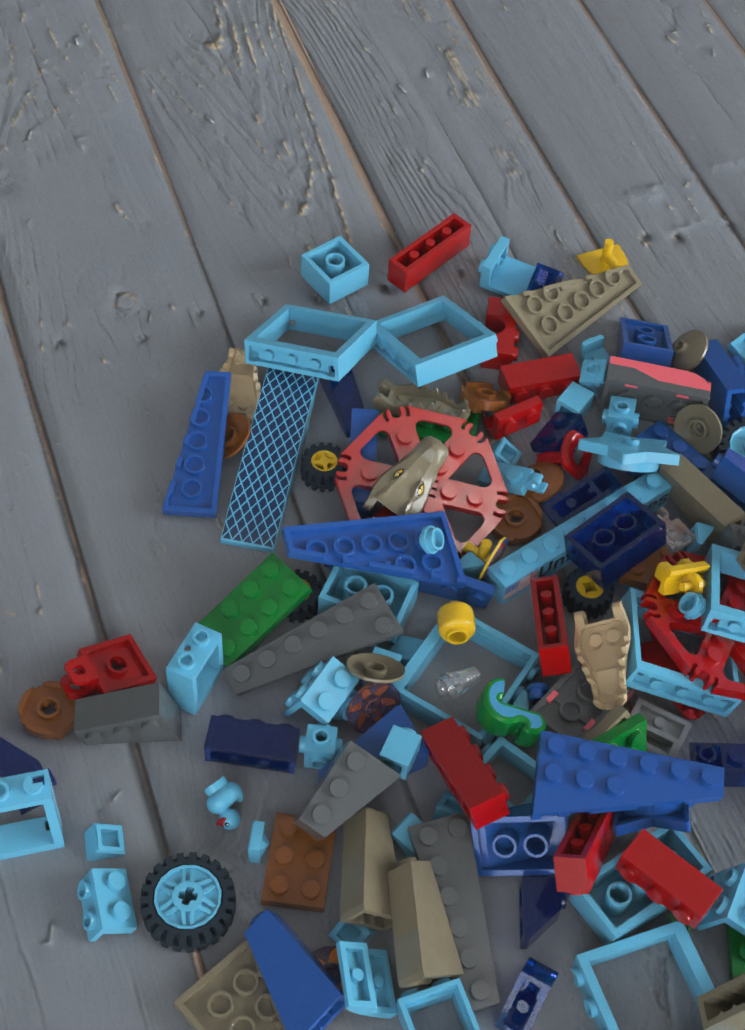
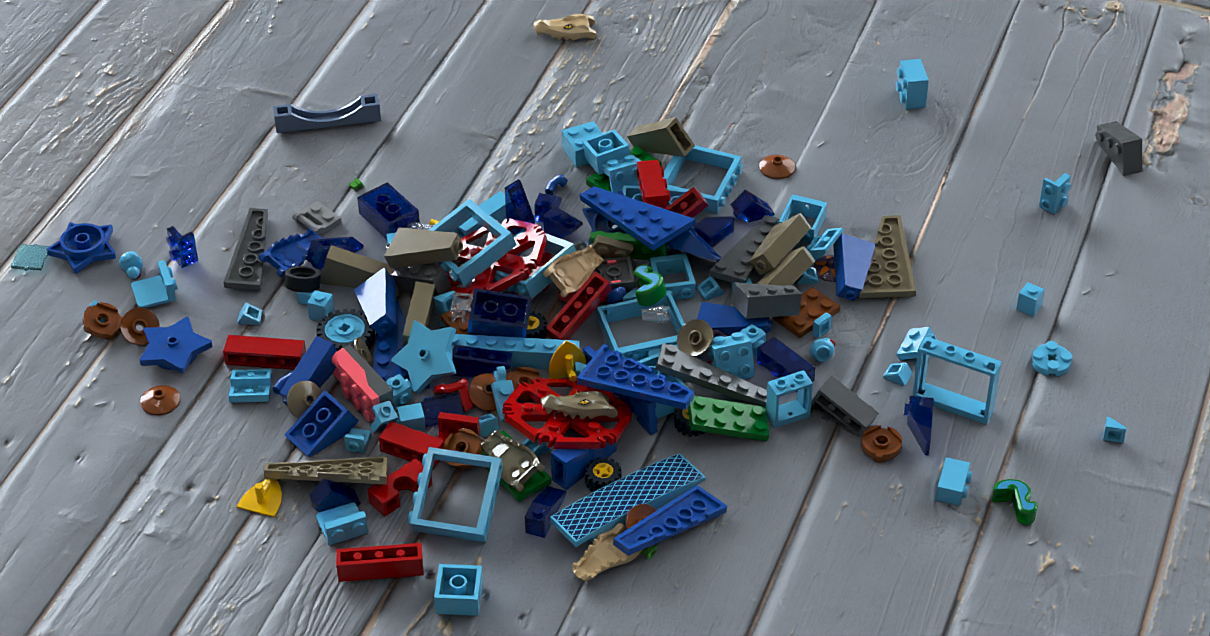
camera: 135 degrees left, 10 degrees down
(95, 670) = (841, 438): red plate -> none
(204, 917) = (876, 323): wheel -> none
(305, 360) = (553, 564): medium azure window -> none
(400, 750) = (720, 300): medium azure brick -> none
(431, 539) = (605, 359): medium azure plate -> none
(456, 622) = (628, 335): yellow head -> none
(465, 772) = (698, 273): red brick -> none
(681, 578) = (495, 264): yellow hips -> none
(692, 605) = (513, 251): medium azure plate -> none

